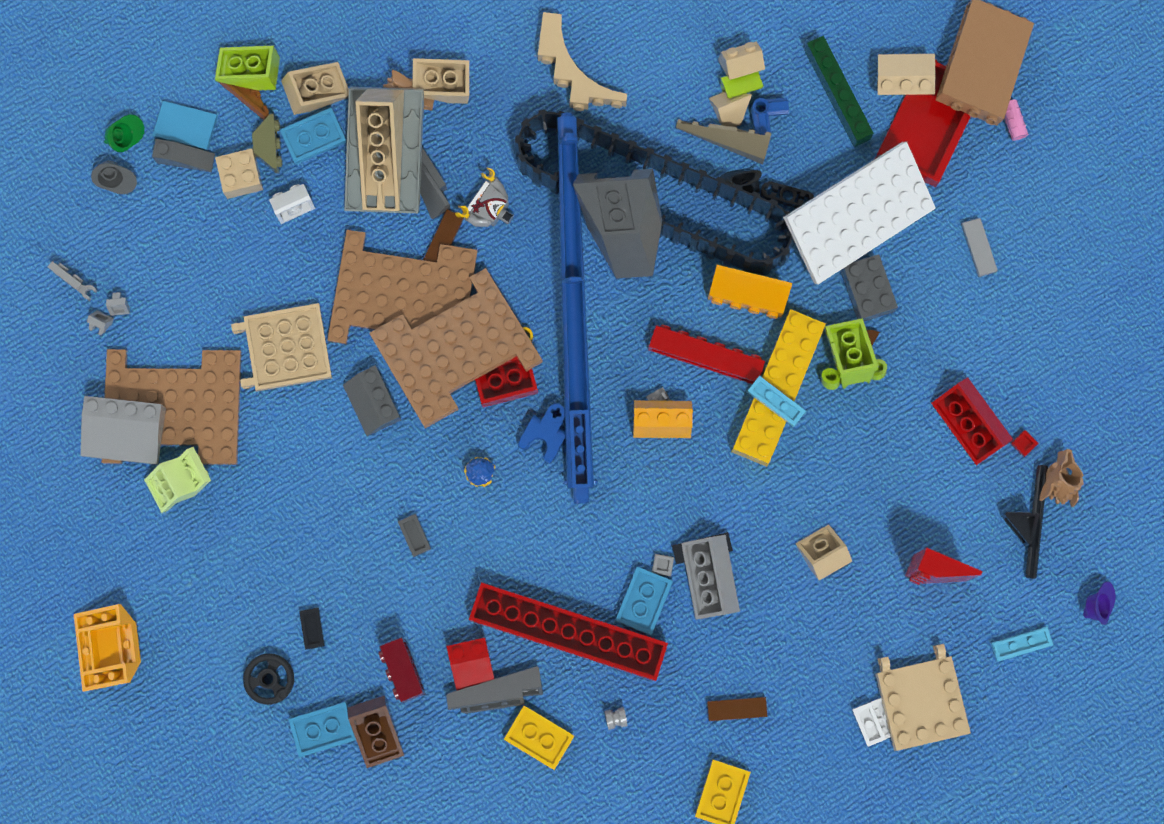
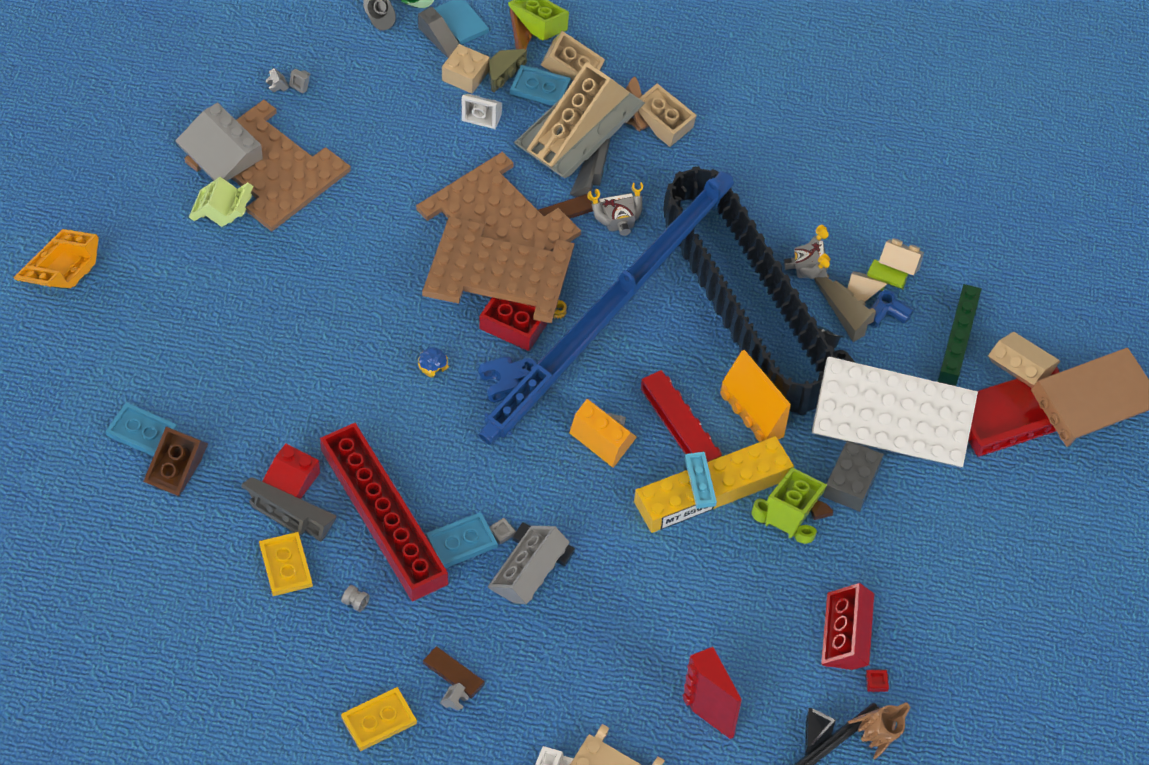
camera: 40 degrees right, 25 degrees down
(73, 281) = (288, 47): light grey plate -> none
(274, 662) = (141, 361): black wheel -> none
(285, 347) = (382, 187): tan plate -> none
(312, 628) = (207, 365): black tile -> none
(371, 401) = (407, 263): dark grey slope -> none
(401, 670) = (237, 434): dark red brick -> none
(414, 535) = (342, 367): dark grey tile -> none
(566, 73) = (759, 178): tan arch -> none
(623, 220) = (704, 275): dark grey wedge -> none
(673, 119) = (811, 258): none -> torso
(756, 729) = (452, 696): none -> light grey tile
(824, 552) = (634, 621): tan slope -> none
(979, 247) = (973, 520): light grey tile -> none
(1015, 121) = (1086, 457): bright pink axle -> none

